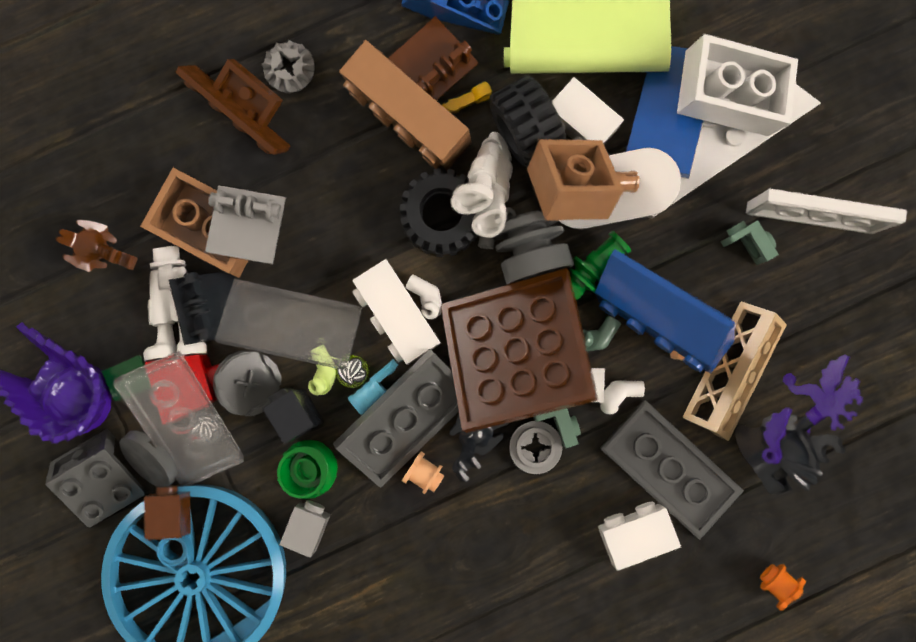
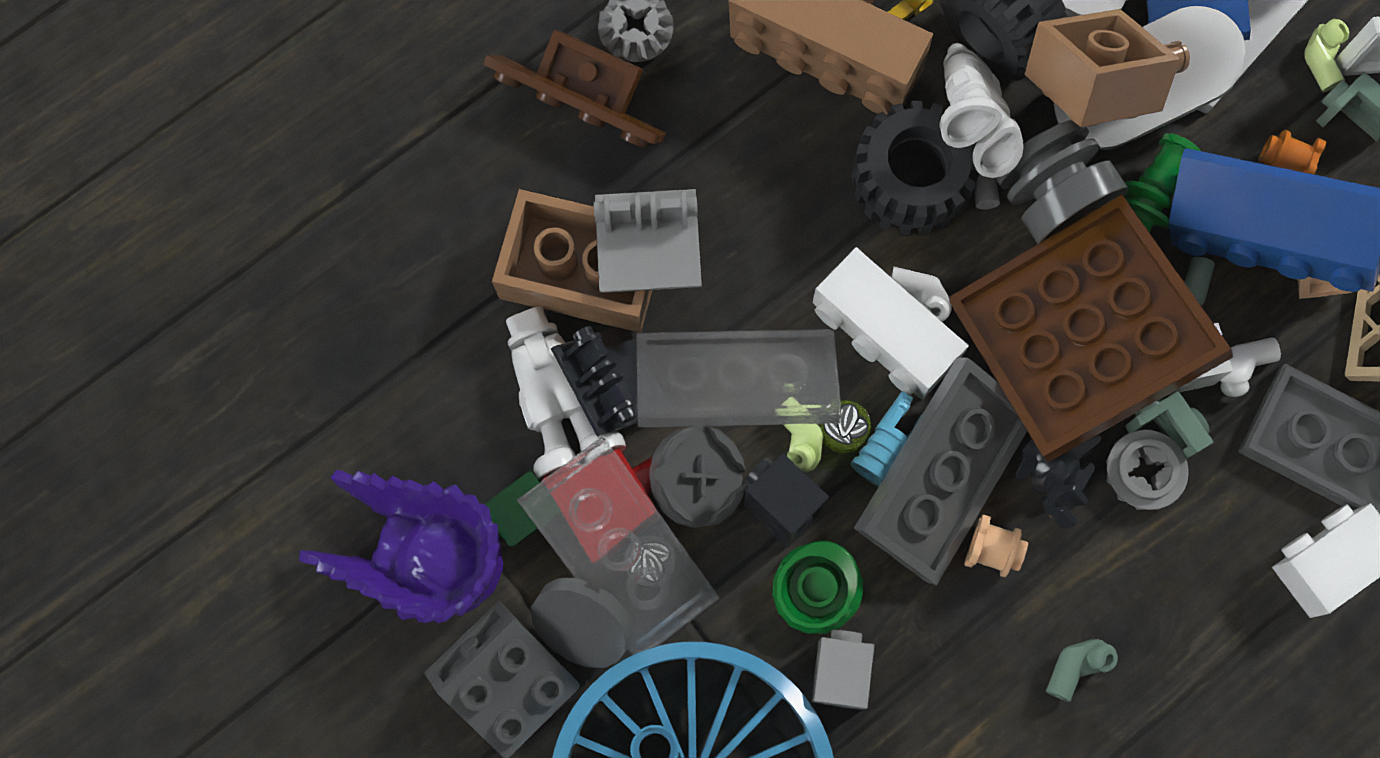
camera: 15 degrees left, 10 degrees down
(91, 246) = (414, 338): reddish brown piece -> none
(167, 513) = (638, 686): reddish brown brick -> none
(456, 556) = (1079, 661): none -> sand green arm
(692, 265) = (1291, 153): none -> orange brick
(738, 195) = (1322, 51): none -> yellowish green arm

